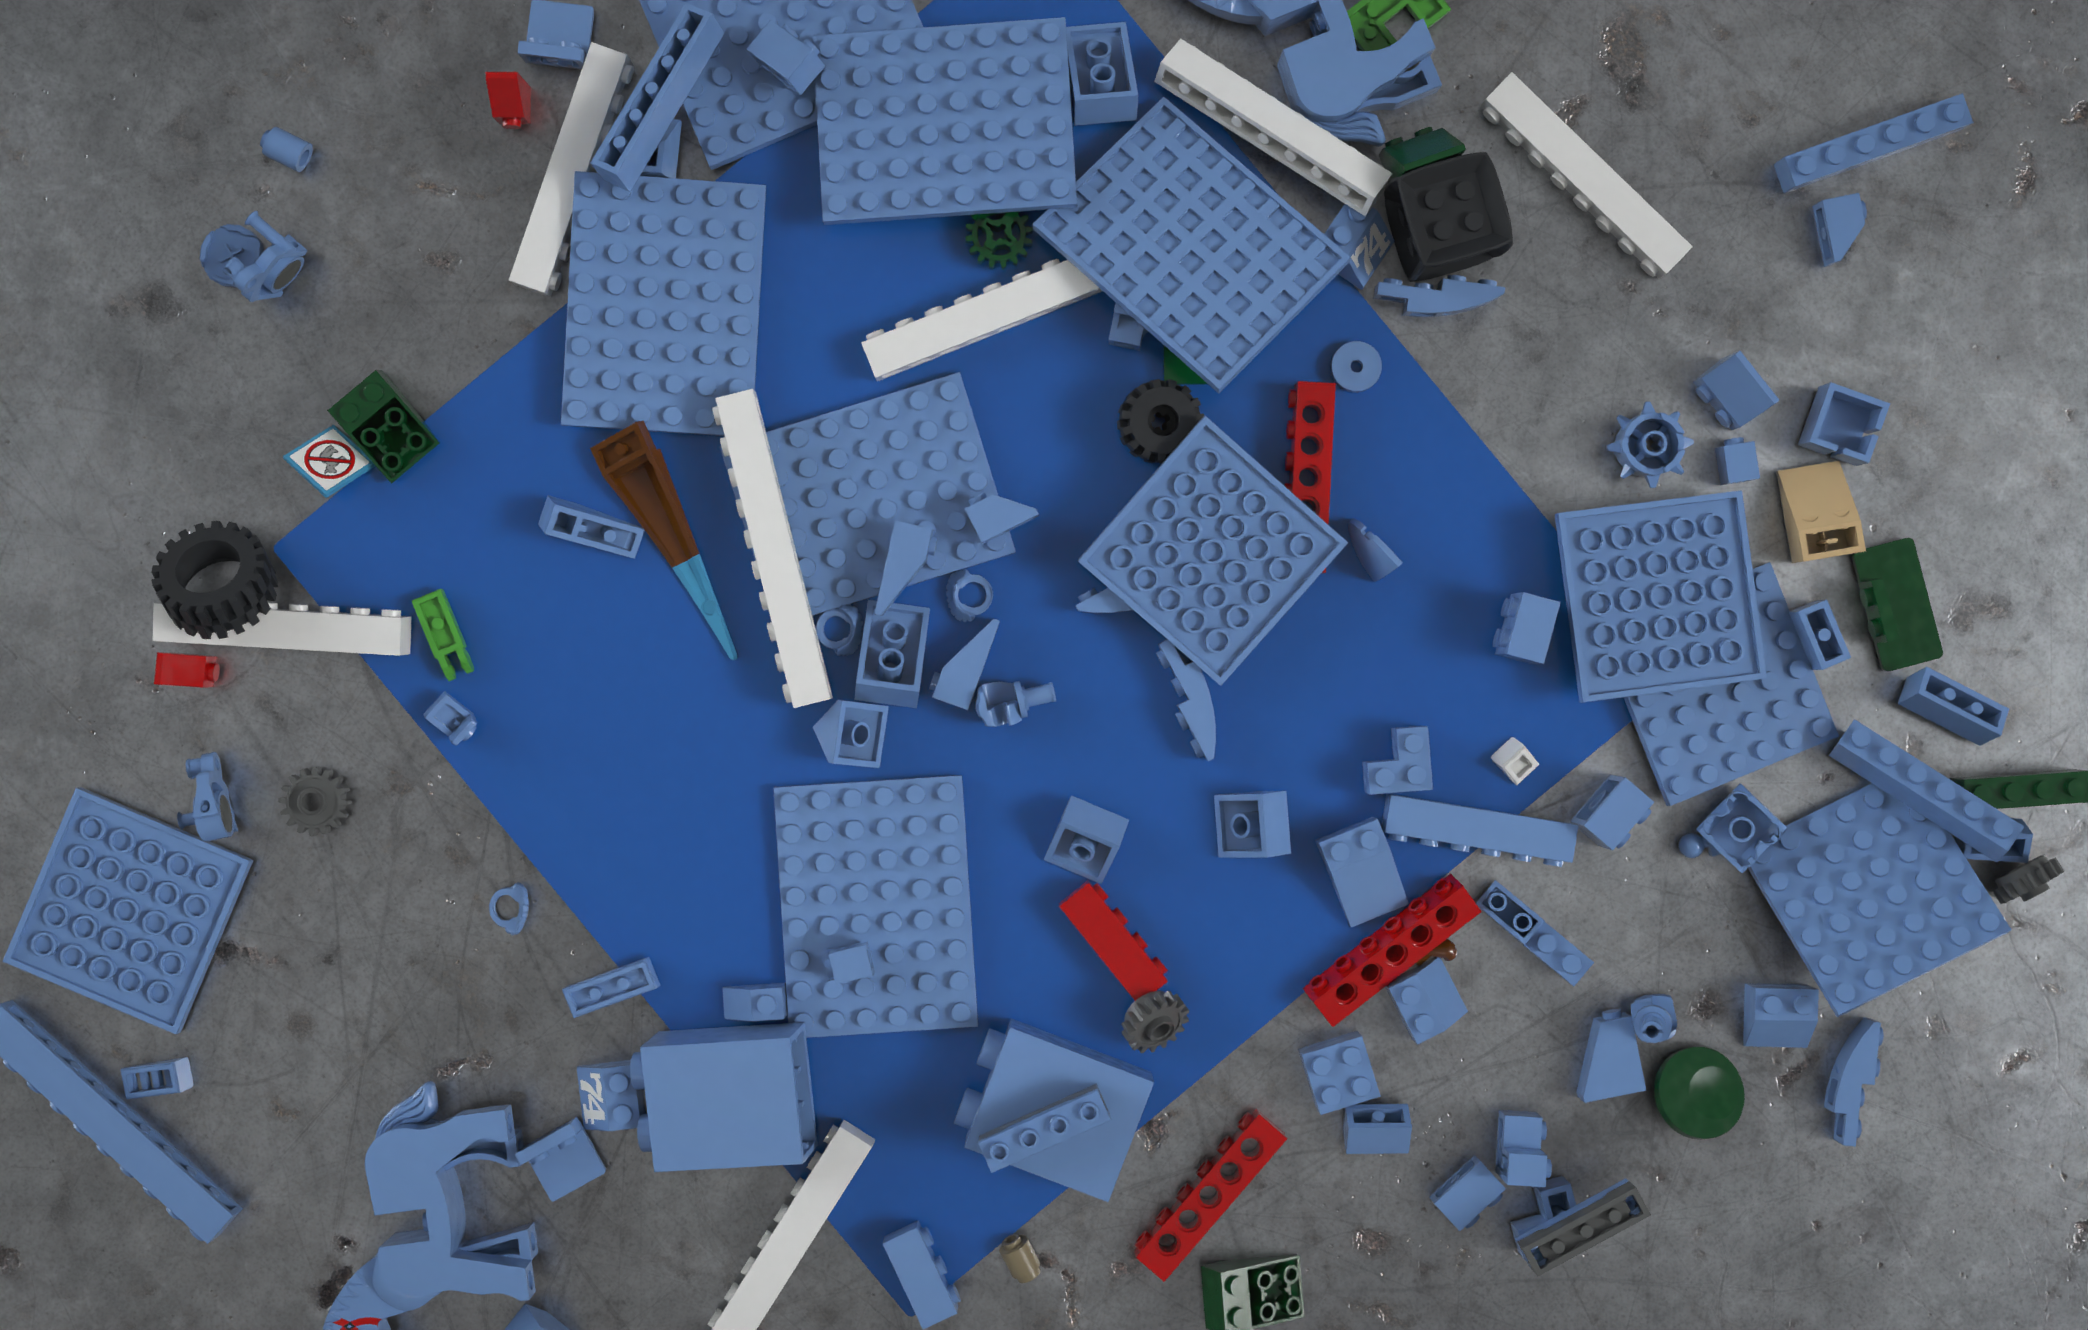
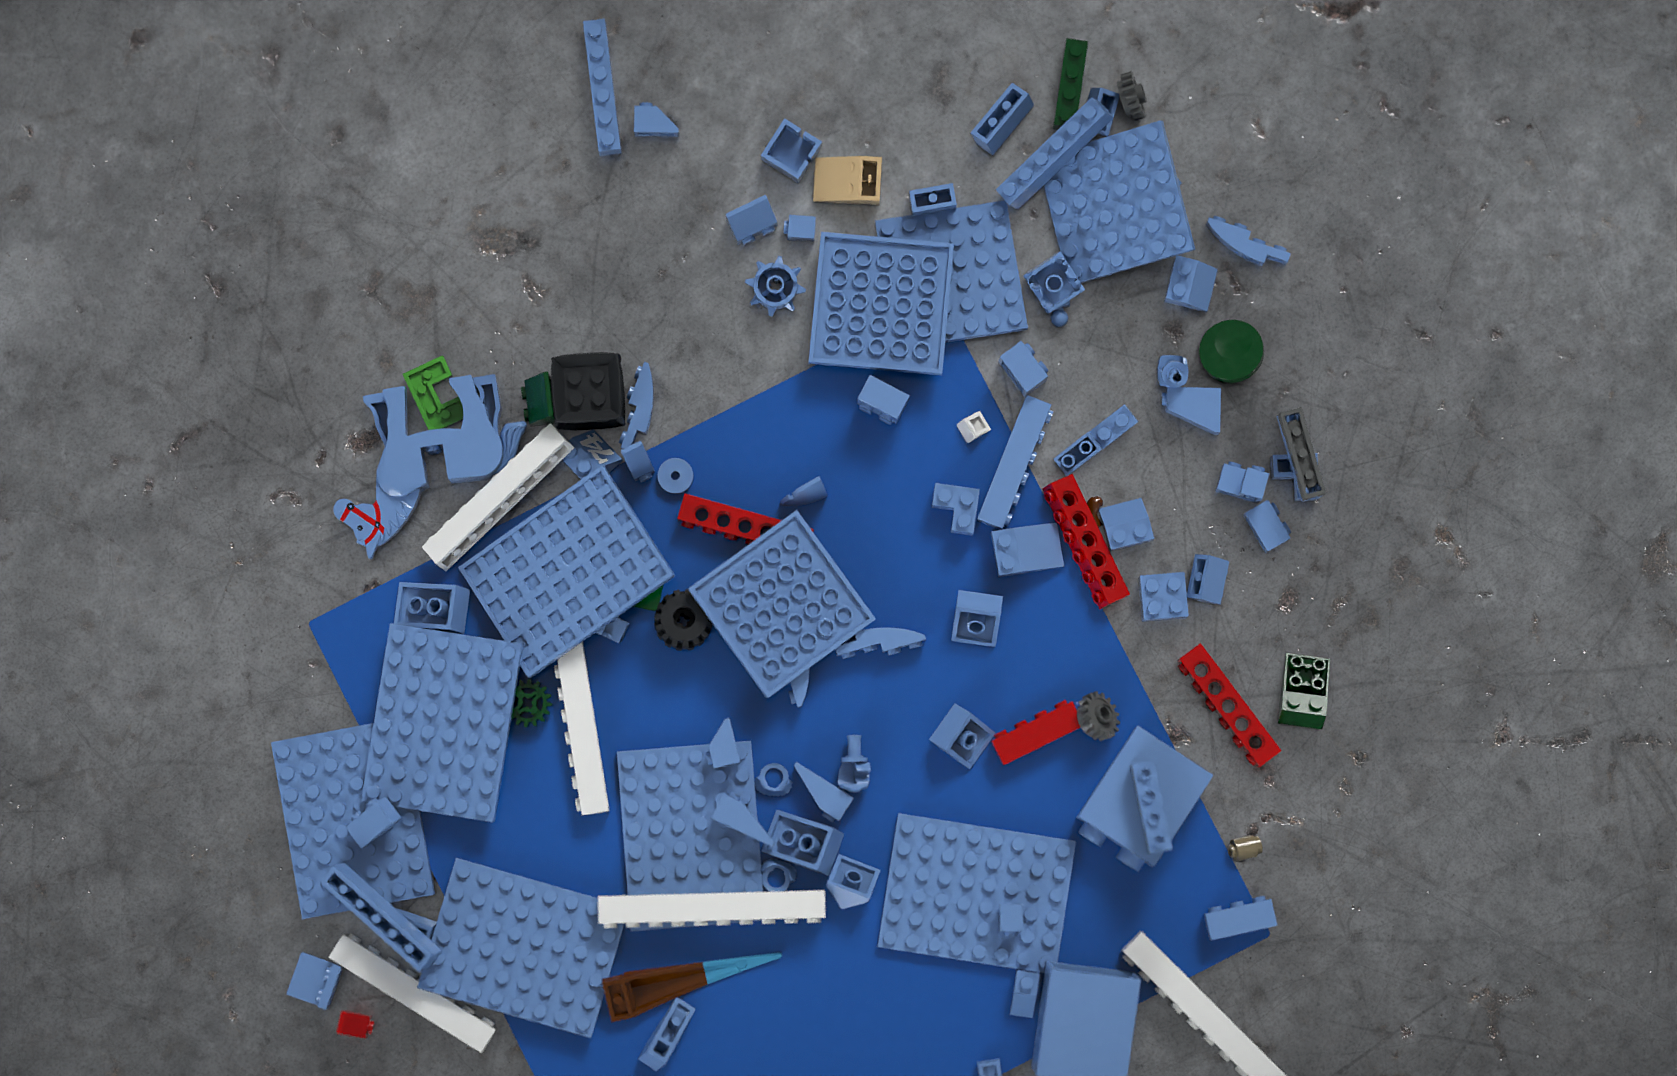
camera: 75 degrees left, 5 degrees down
(1366, 307) = (638, 462): none -> medium blue slope
(1585, 176) = (579, 288): white brick -> none
(1897, 604) = (924, 140): dark green bracket -> none

